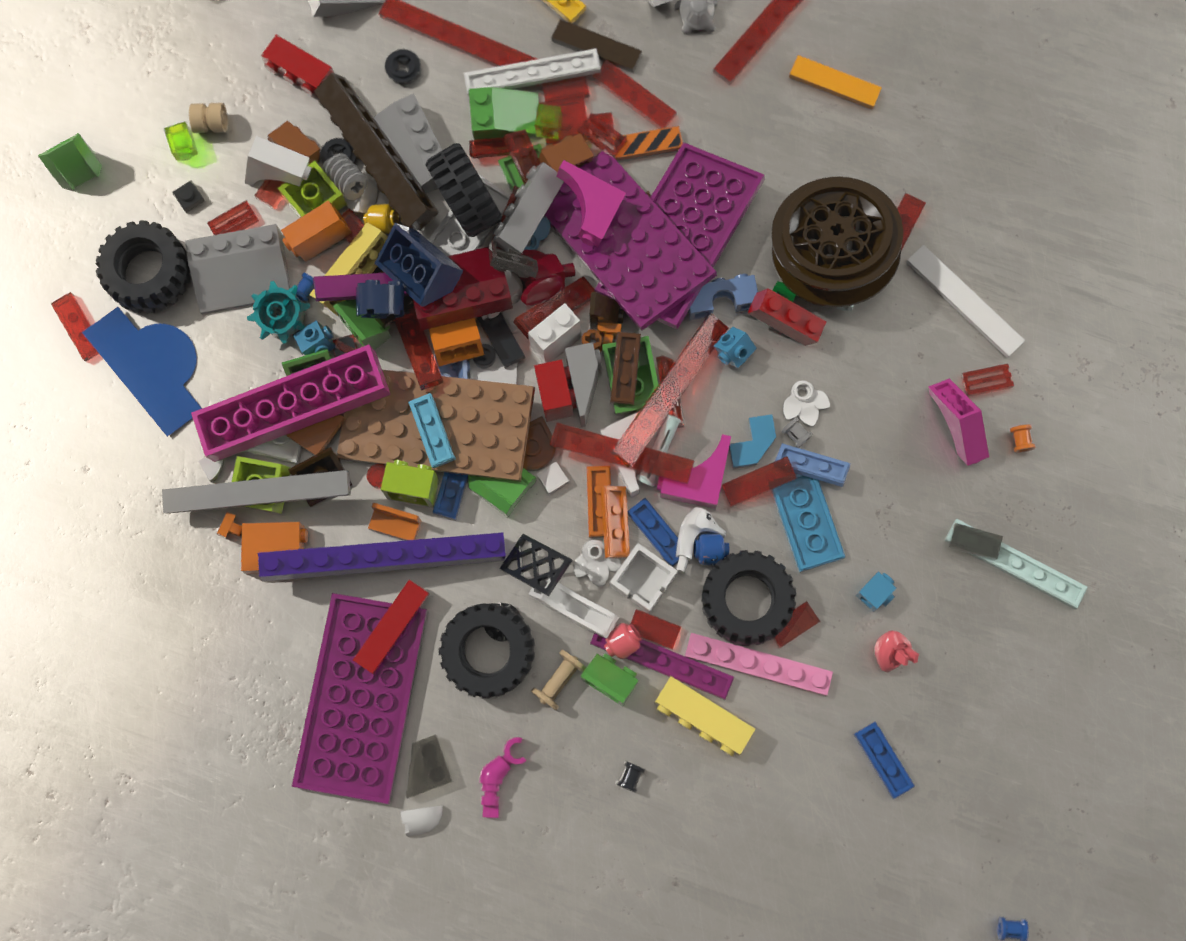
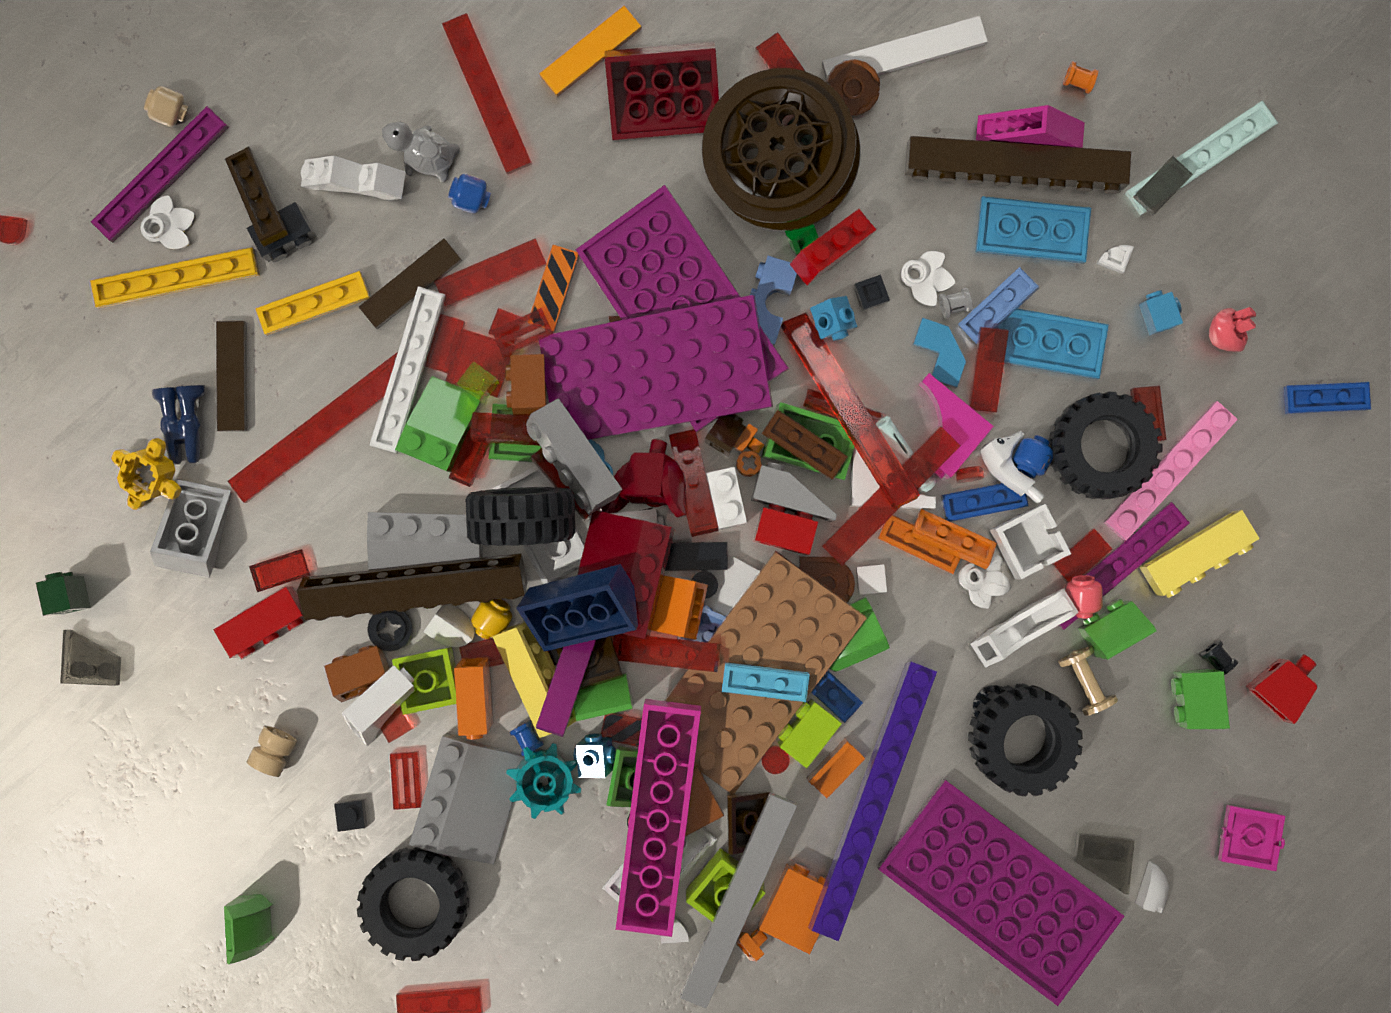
camera: 70 degrees left, 10 degrees up
(150, 364) = (525, 944): blue sticker -> none
(181, 141) = (283, 794): clear neon green brick -> none
(342, 61) = (279, 570): none -> clear red tile
(345, 176) = (427, 634): light grey piece -> none
(380, 300) = (602, 668): dark blue brick -> none
(391, 627) = (947, 825): red tile -> none
(404, 57) = (311, 499): black gear -> none
(493, 775) = (1146, 791): dark pink piece -> none
(500, 877) = (1251, 837): none -> dark pink plate
(512, 261) = (629, 505): clear smoke wing -> none
(554, 574) = (961, 622): black window -> none
(589, 773) = (1200, 699): none -> bright green slope
(597, 201) = (608, 379): dark pink arch -> none
(635, 842) = (1285, 687): none -> red torso
(671, 509) = (969, 474): none -> clear red tile
(683, 50) = (469, 193): none -> blue head
(770, 367) = (871, 292): none -> black plate
(834, 139) = (661, 89): none -> dark red slope
(886, 464) = (1033, 229): none -> dark azure tile
(900, 538) = (1116, 258): none -> white tile
(916, 275) = (856, 84): none -> dark orange tile
(929, 425) = (1018, 163): none -> dark brown brick
(1006, 375) = (1005, 55): clear red tile -> none

